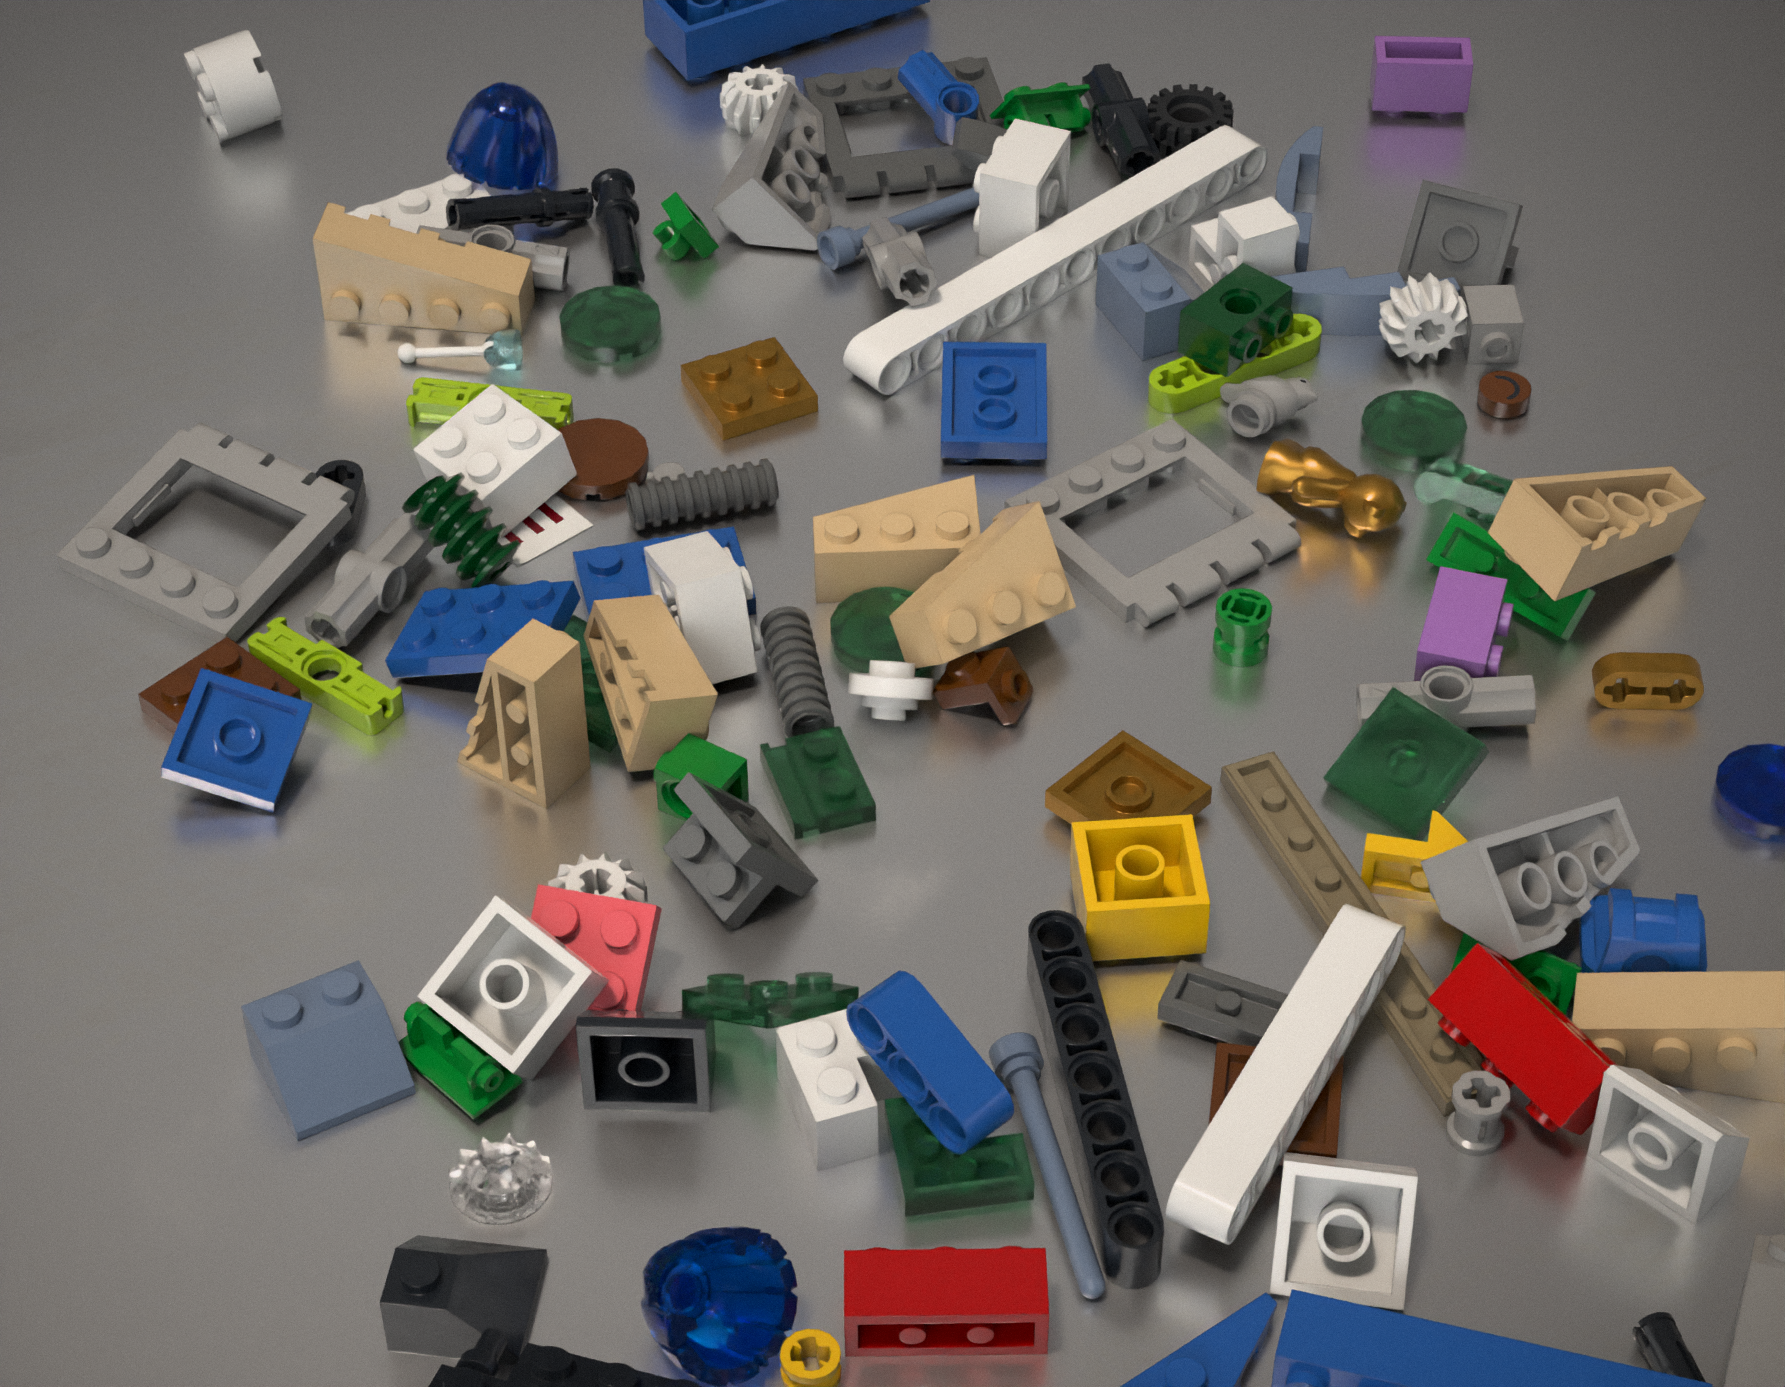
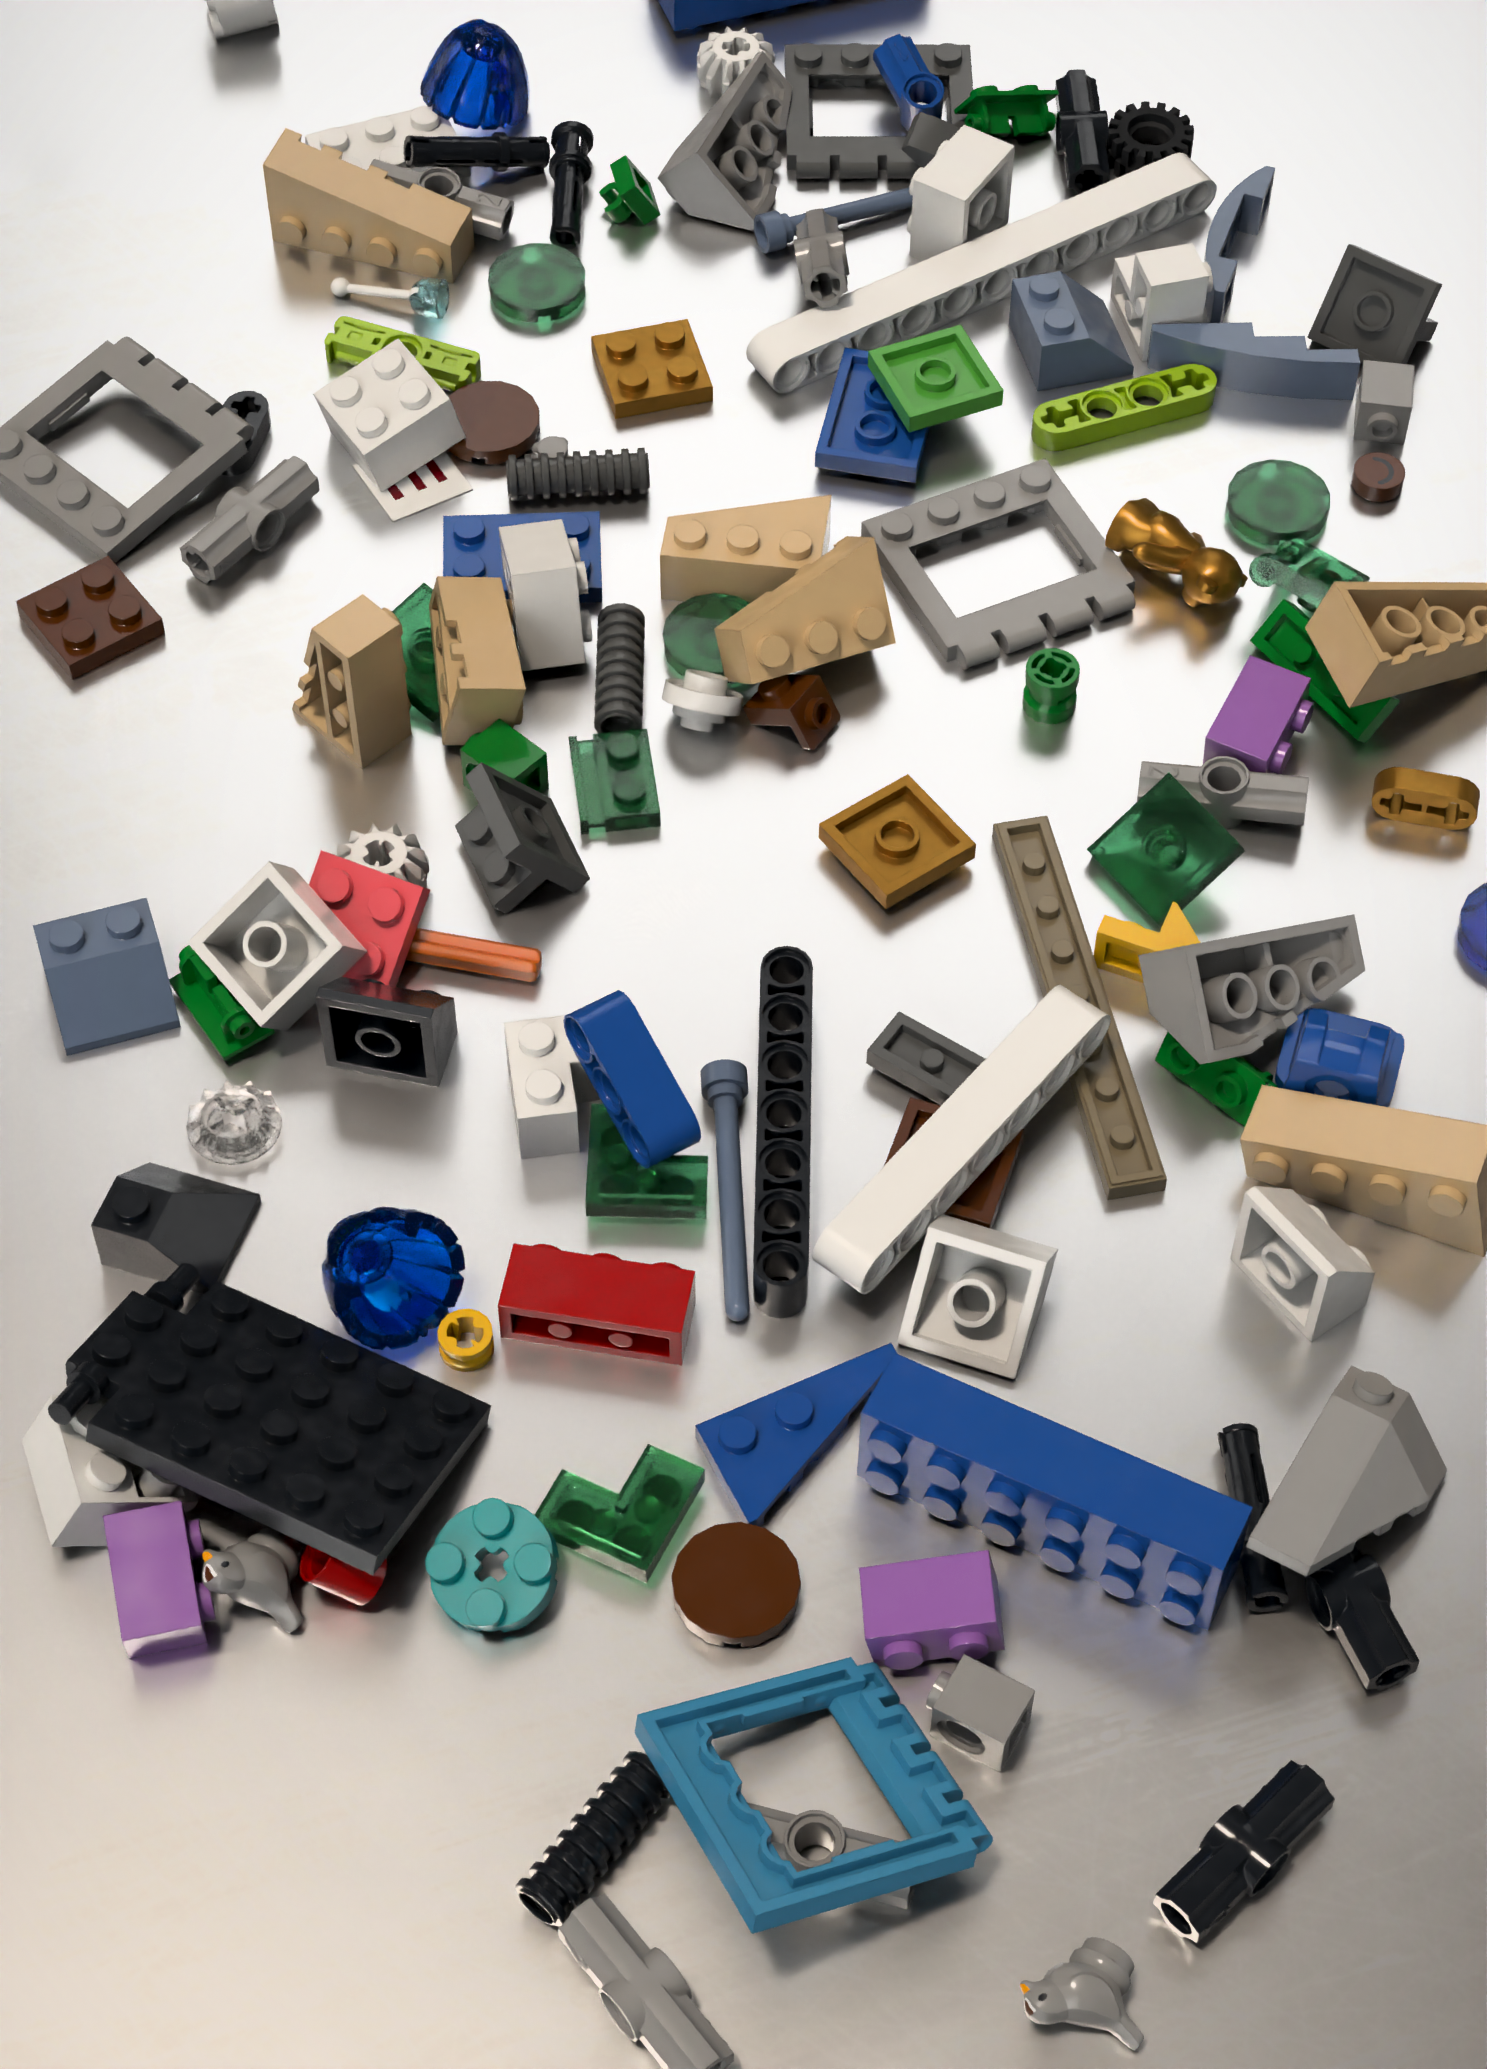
camera: 10 degrees right, 10 degrees up
(236, 740) = (90, 662): blue plate -> none
(348, 696) = (206, 630): lime piece -> none
(461, 529) = (340, 482): dark green piece -> none
(464, 627) = (325, 575): blue plate -> none
(686, 971) = (475, 955): none -> orange axle
(768, 1002) = (510, 996): clear green plate -> none
(1045, 355) = (935, 378): none -> bright green plate
(1139, 887) = (876, 935): yellow brick -> none
(1235, 320) = (1129, 365): dark green brick -> none
(1265, 402) = (1139, 454): light grey animal -> none
(1421, 74) = (1392, 121): medium lavender brick -> none
(1423, 318) = (1316, 387): white gear -> none
(1471, 1114) = (1142, 1204): light grey bush -> none
(1523, 1039) = (1191, 1140): red brick -> none

